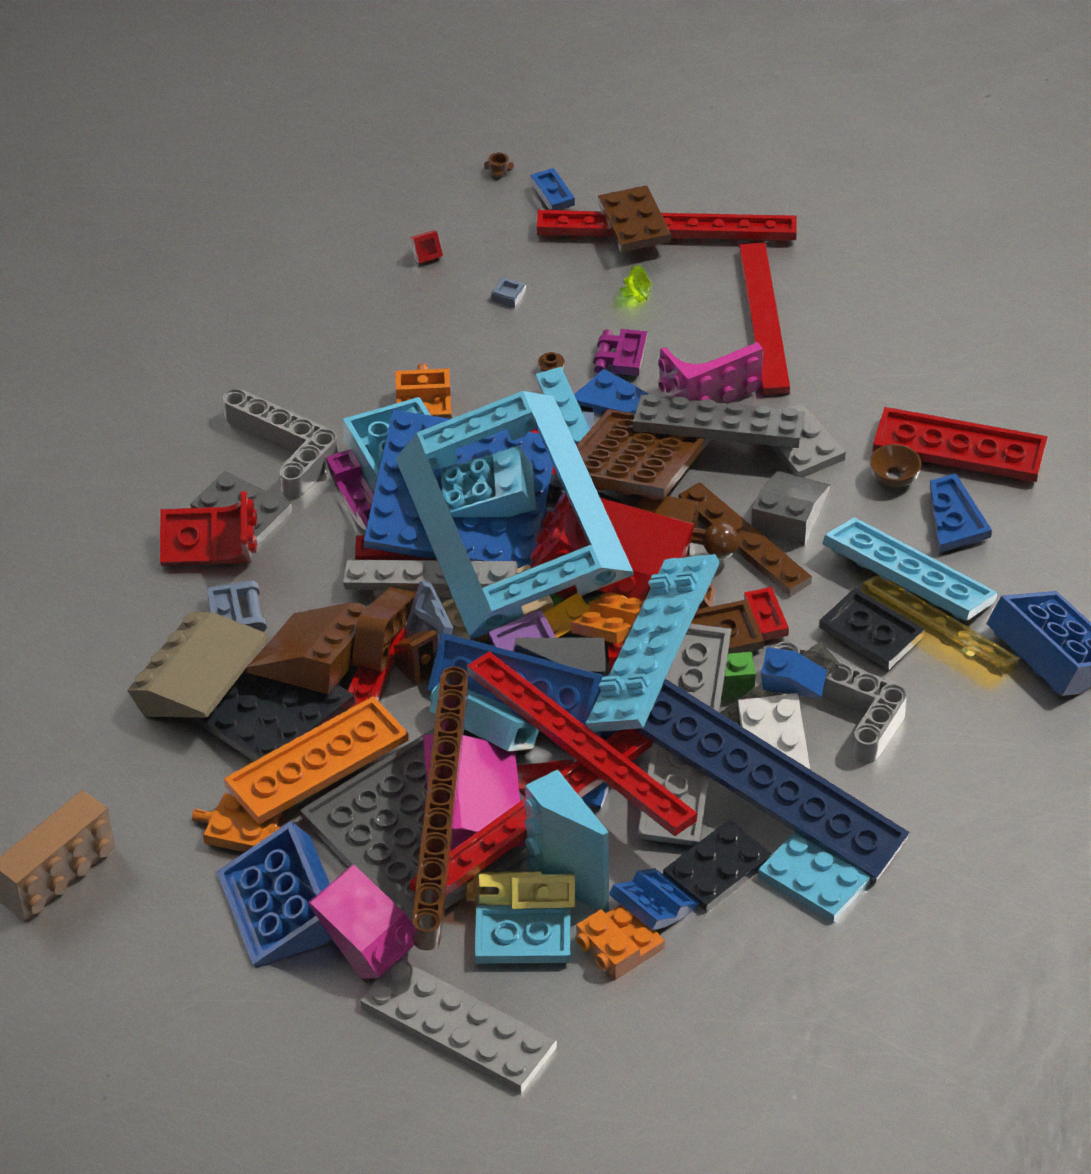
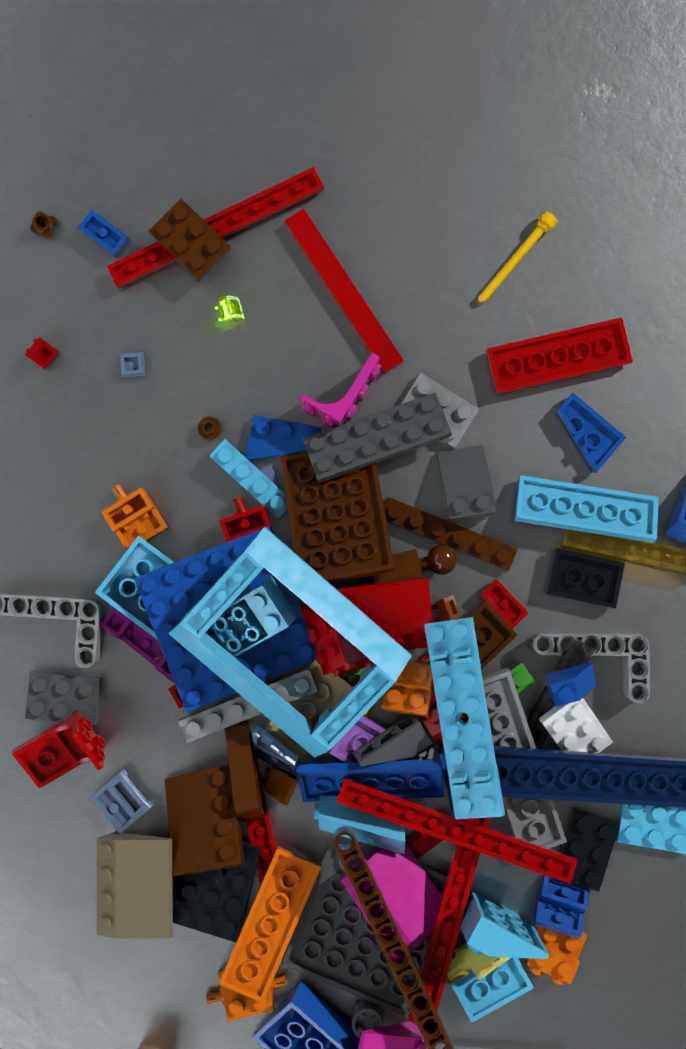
camera: 25 degrees left, 40 degrees up
(629, 351) = (263, 387): magenta plate -> none
(895, 459) = (533, 399): reddish brown piece -> none
(1013, 341) = (545, 223): none -> yellow piece

